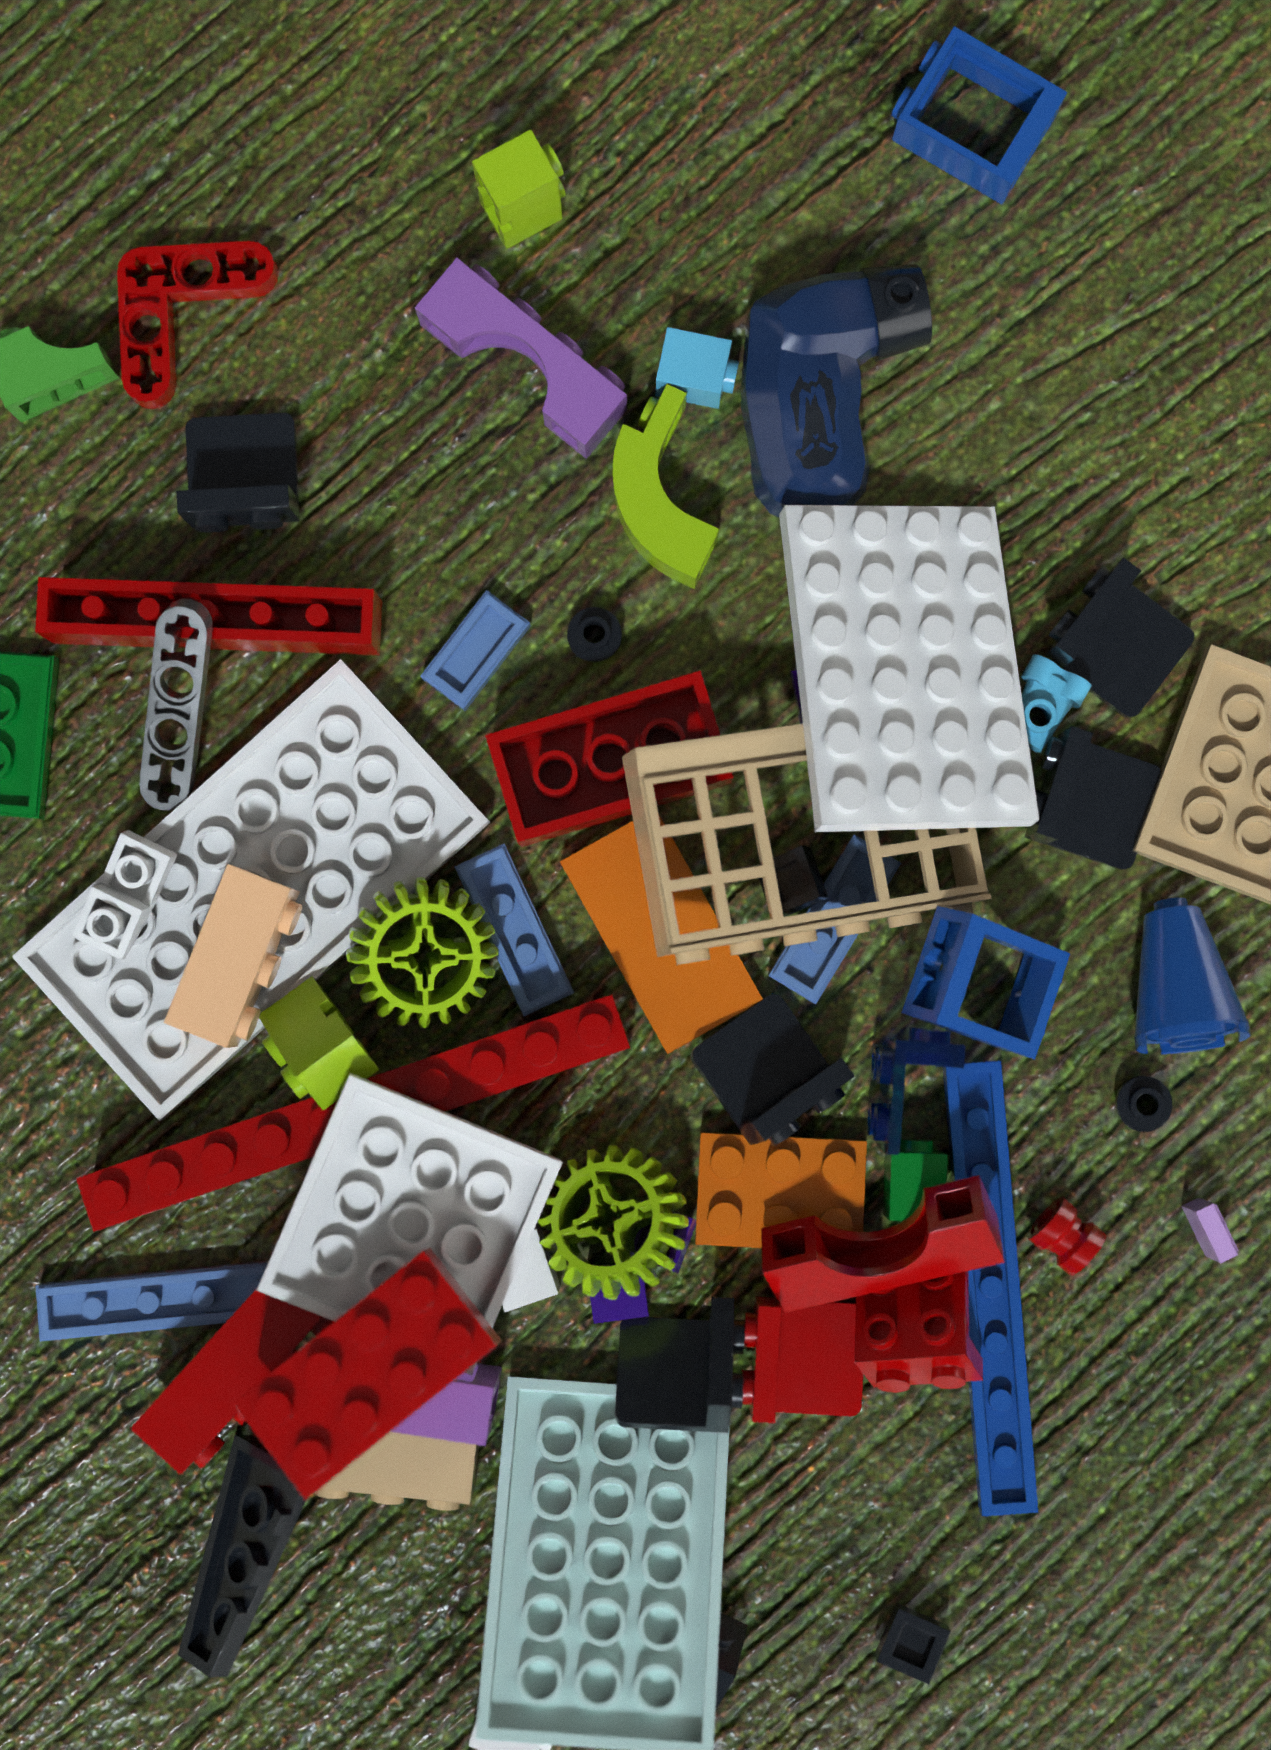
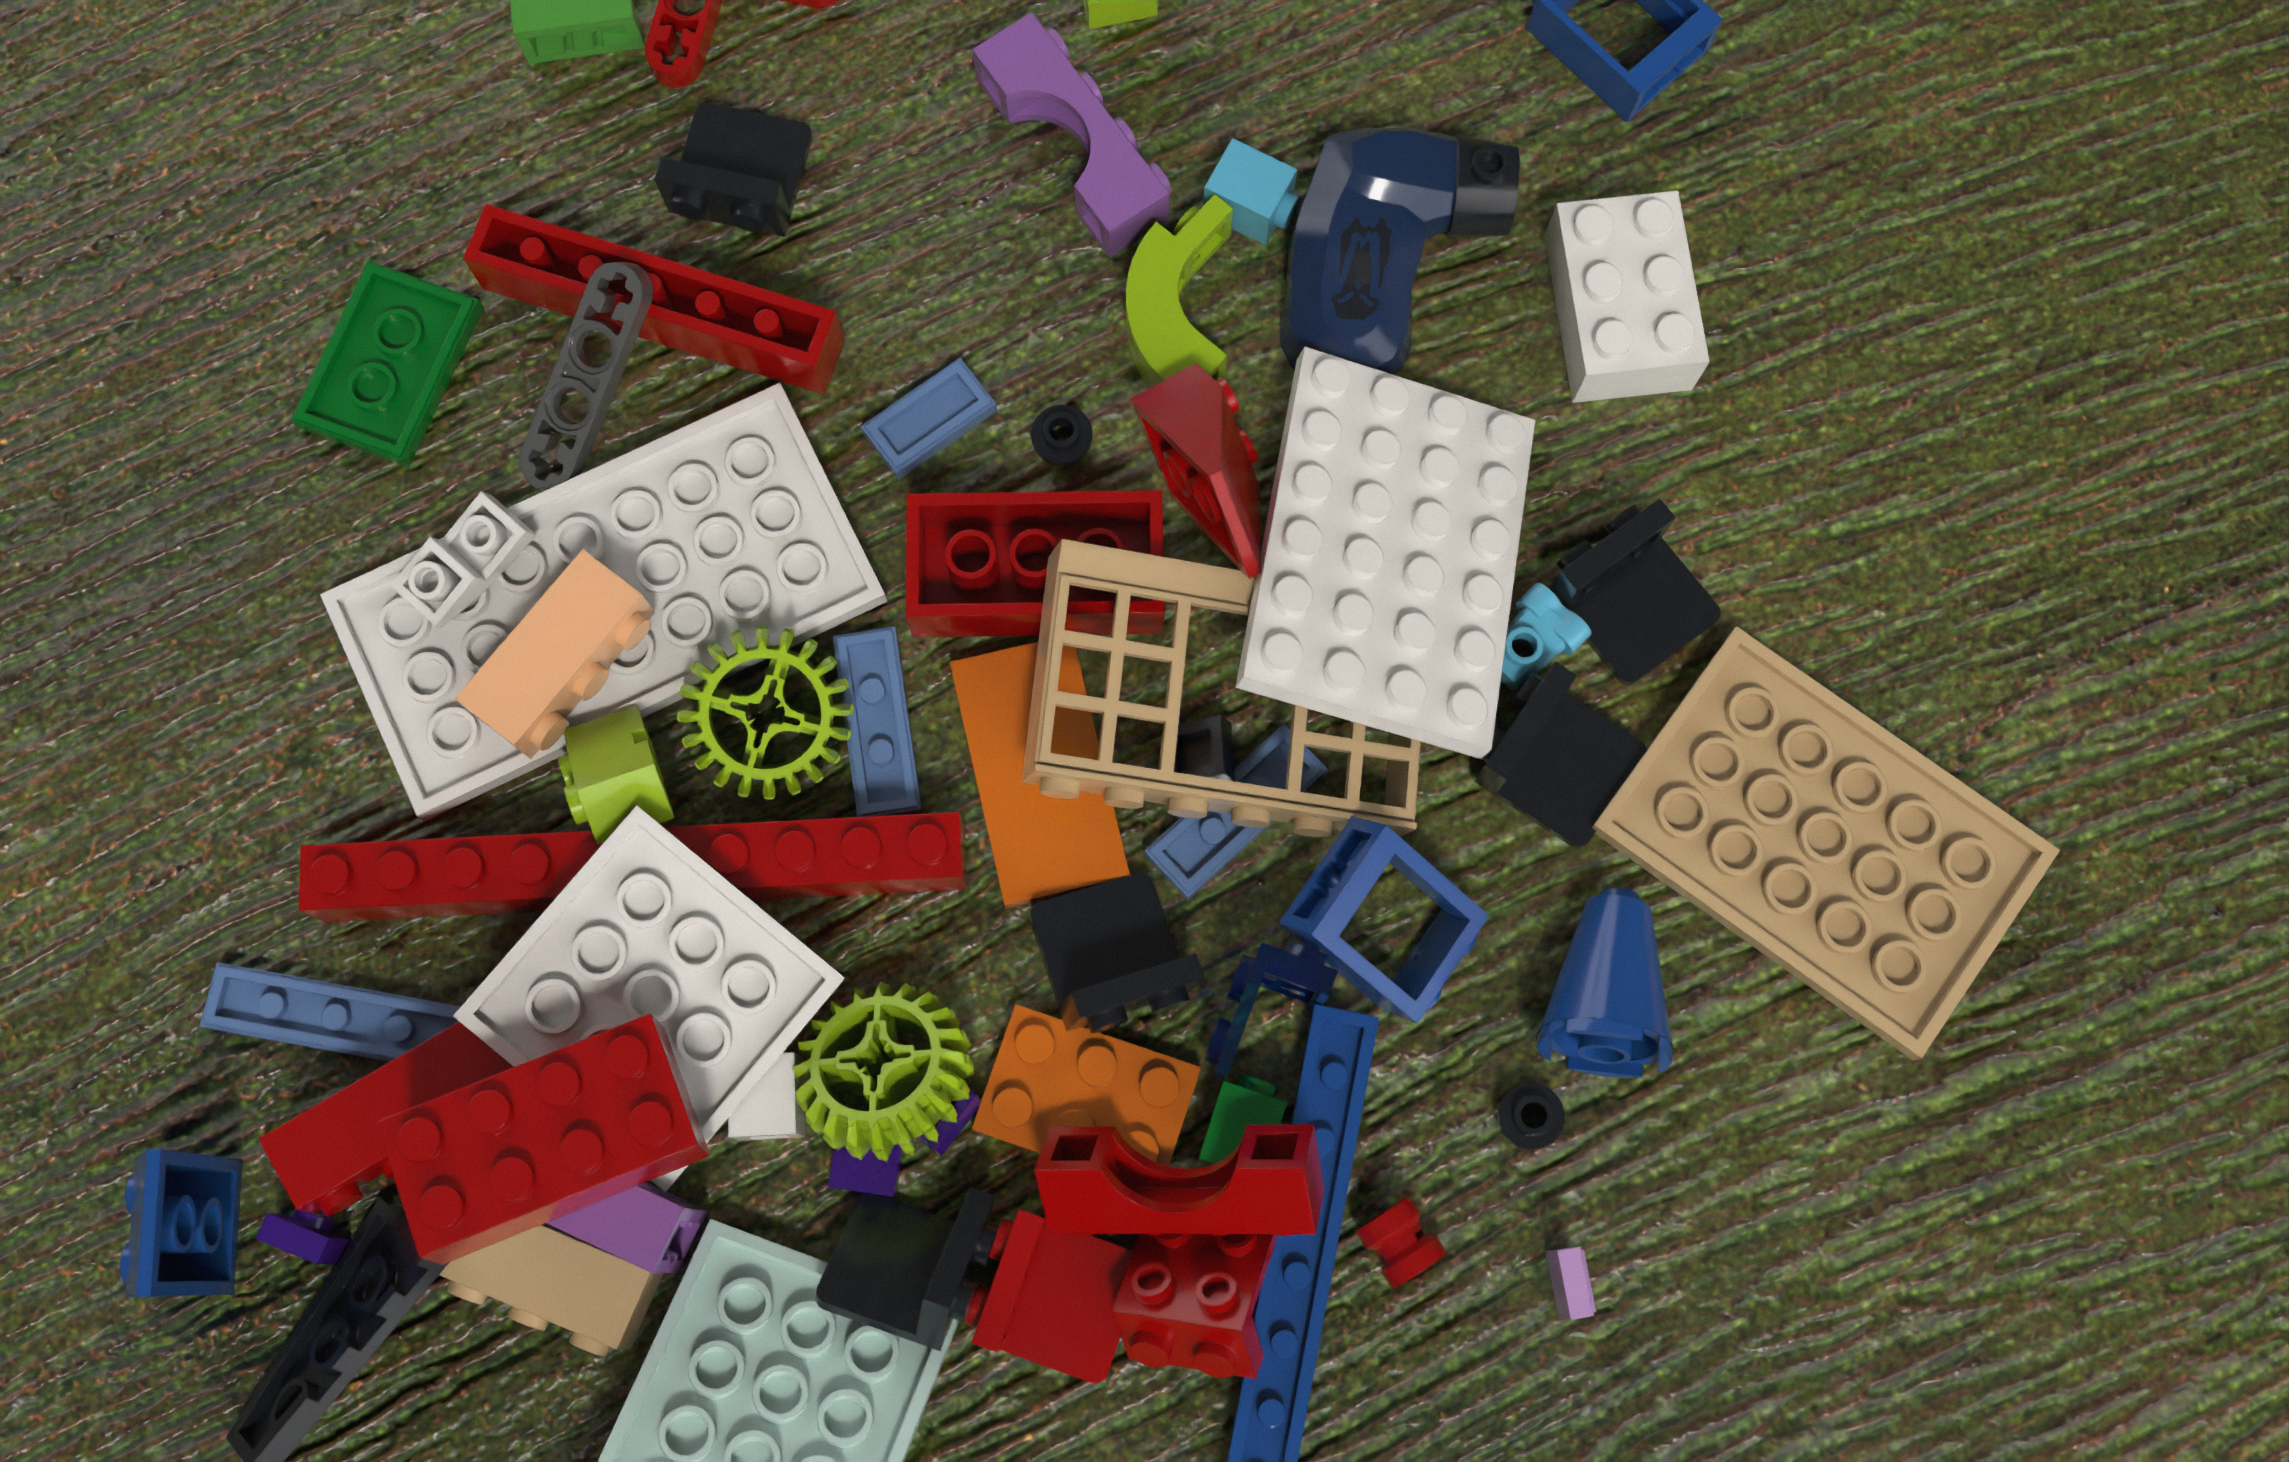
camera: 10 degrees right, 10 degrees down
(86, 1511) = (182, 1224): none -> blue slope
(191, 1488) = (304, 1235): none -> dark purple plate
(731, 632) = (1206, 460): none -> red slope
(1044, 373) = (1625, 296): none -> white brick

